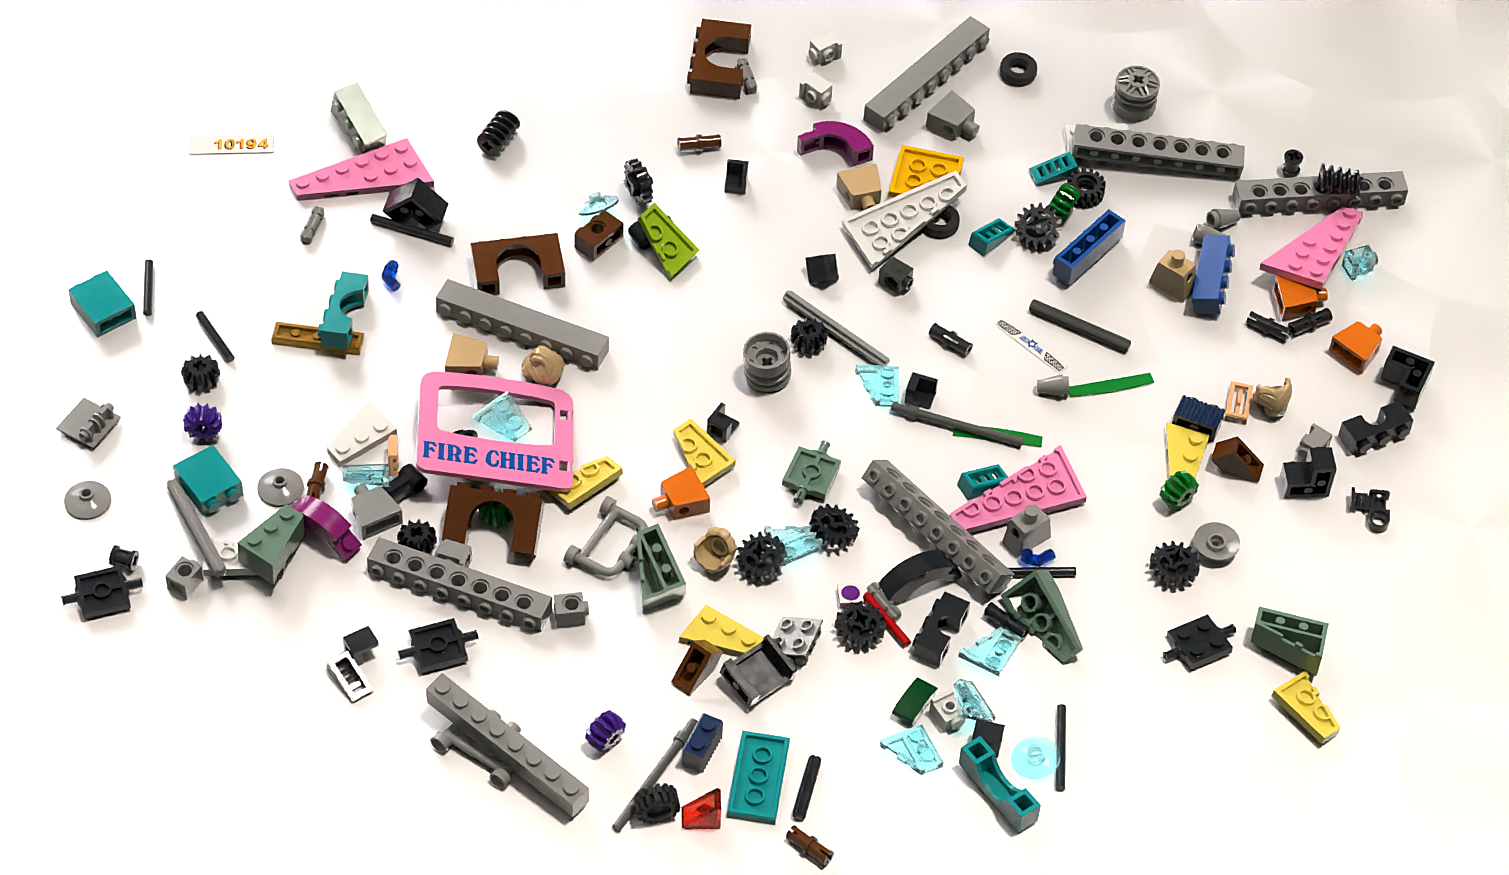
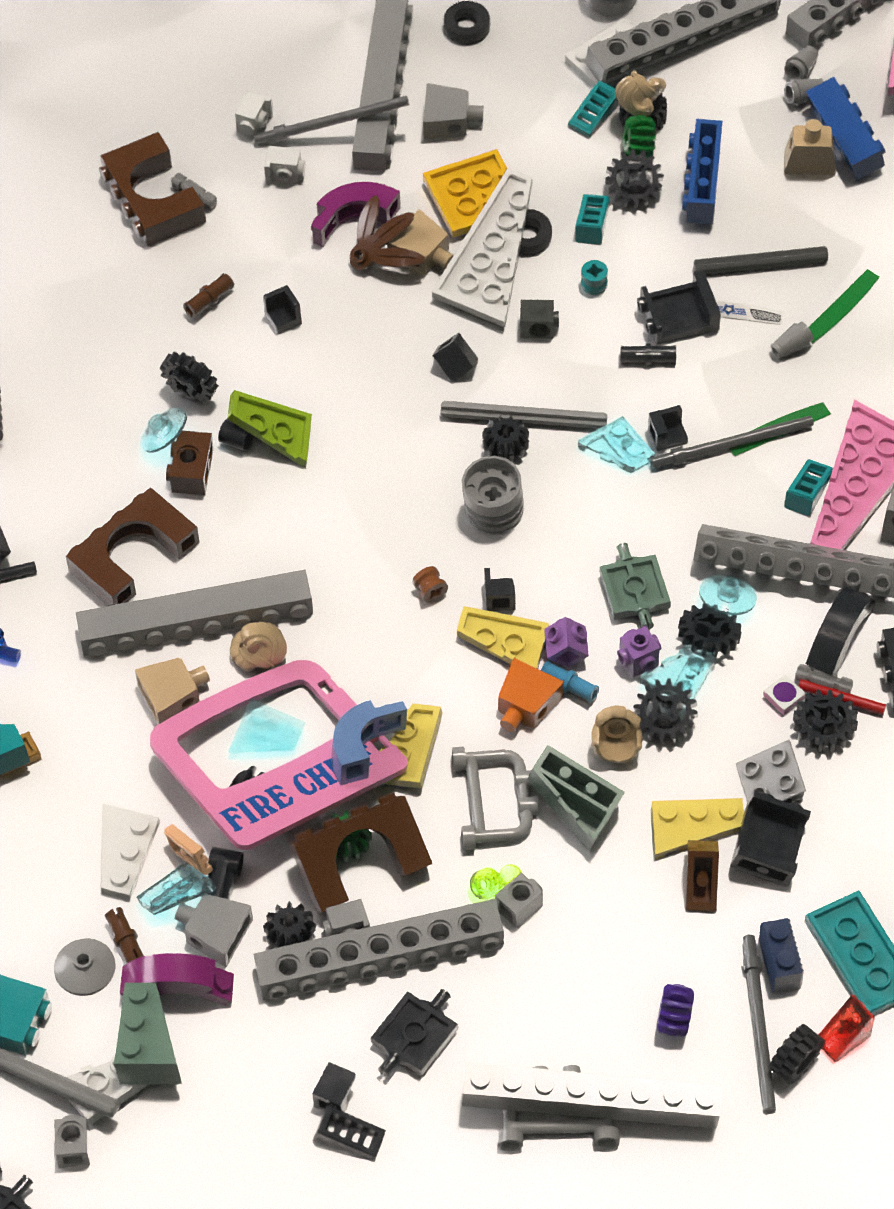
camera: 30 degrees left, 5 degrees up
(551, 447) = (355, 729): none -> medium blue arch
(565, 587) = (493, 880): none -> clear neon green plate
(682, 393) = (430, 584): none -> dark orange wheel
(718, 504) = (572, 682): none -> dark azure pin
(735, 477) = (566, 642): none -> medium lavender brick
(777, 510) = (639, 651): none -> medium lavender brick
(822, 172) = (372, 244): none -> reddish brown plant
(834, 71) = (282, 132): none -> flat silver bar
(867, 513) = (727, 595): none -> clear light blue dish
(957, 272) = (589, 282): none -> teal wheel
(994, 324) = (680, 310): none -> black panel
(1081, 173) = (637, 94): none -> tan hair

